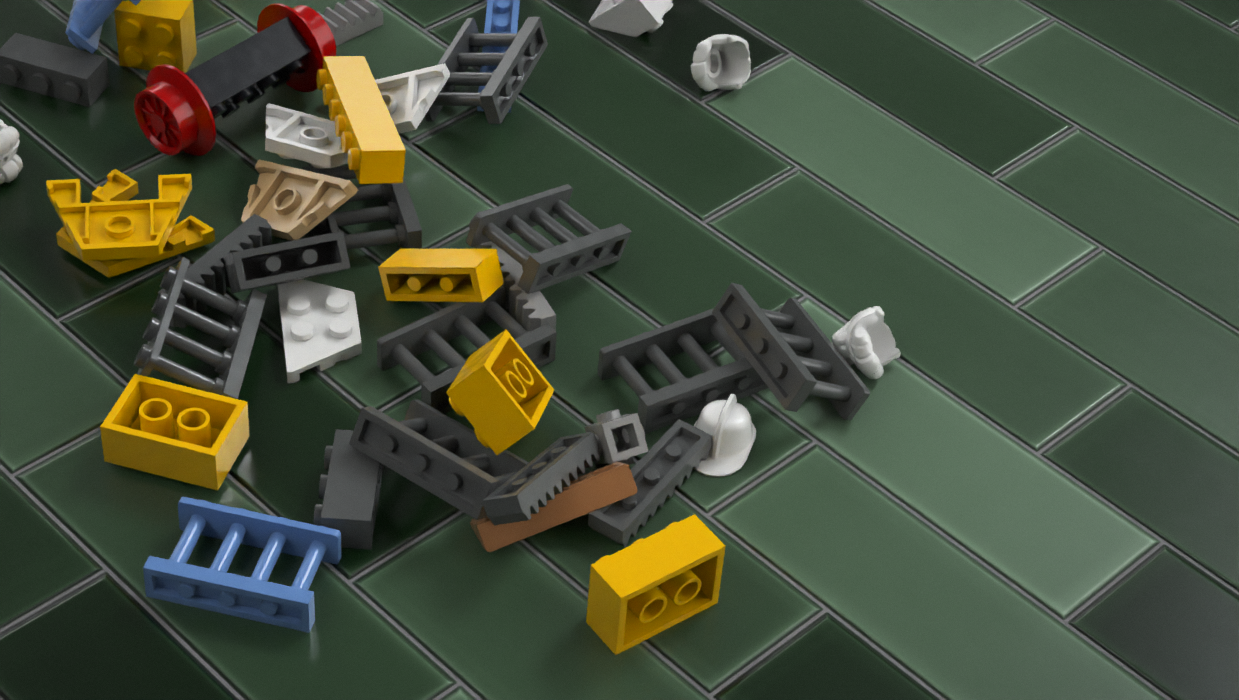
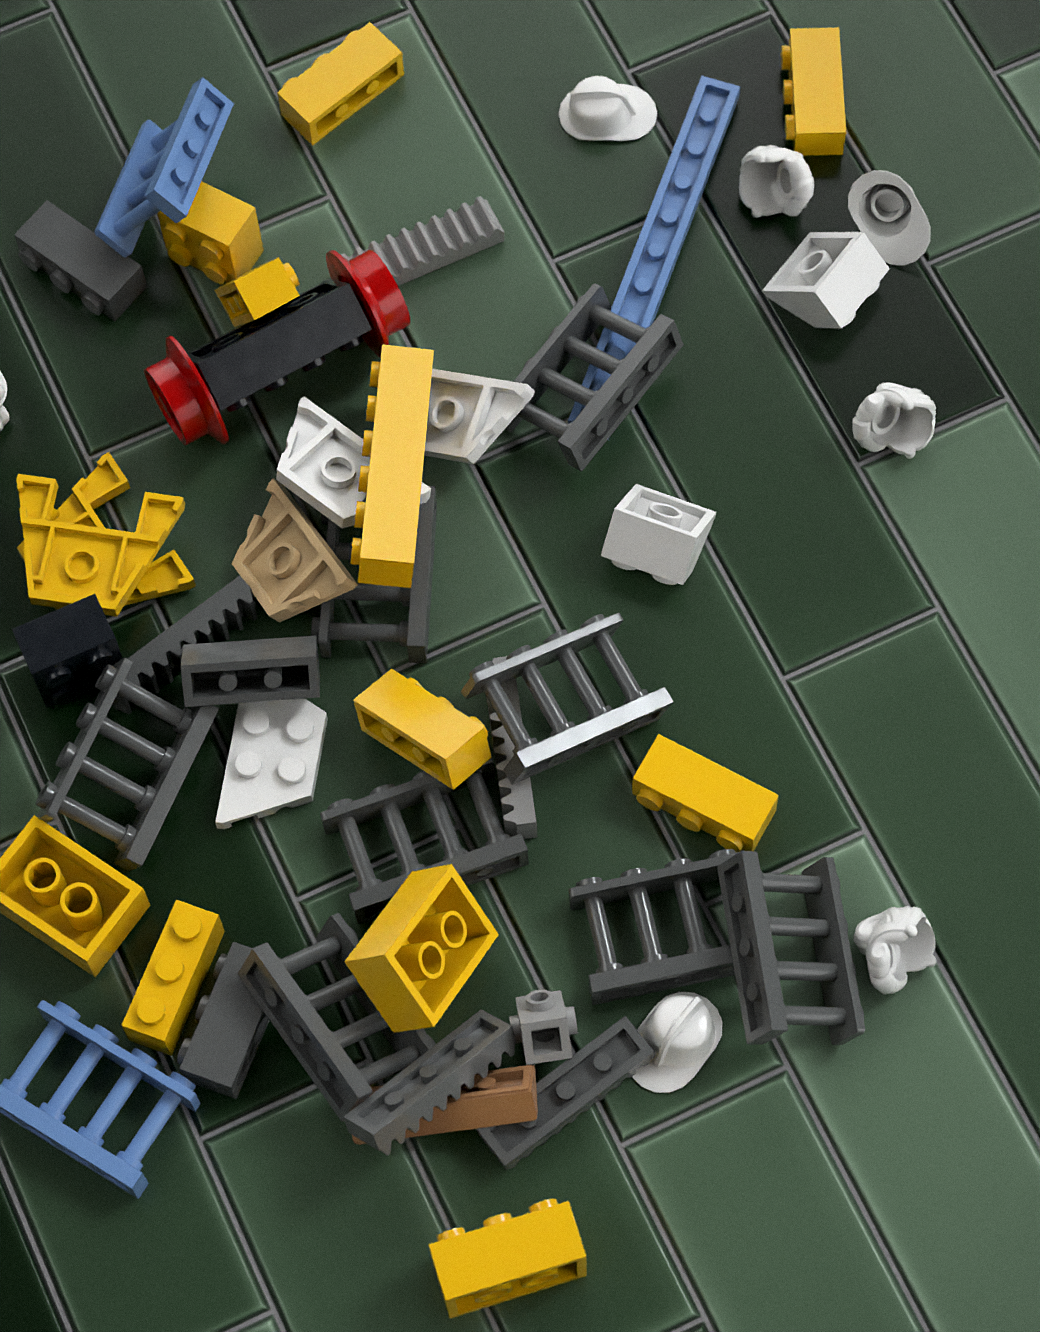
camera: 25 degrees right, 25 degrees up
(124, 277) = (68, 649): none -> black brick
(211, 36) = (258, 291): none -> yellow brick
(290, 464) = (173, 977): none -> yellow brick
(573, 151) = (657, 534): none -> white slope
(672, 284) = (704, 795): none -> yellow brick

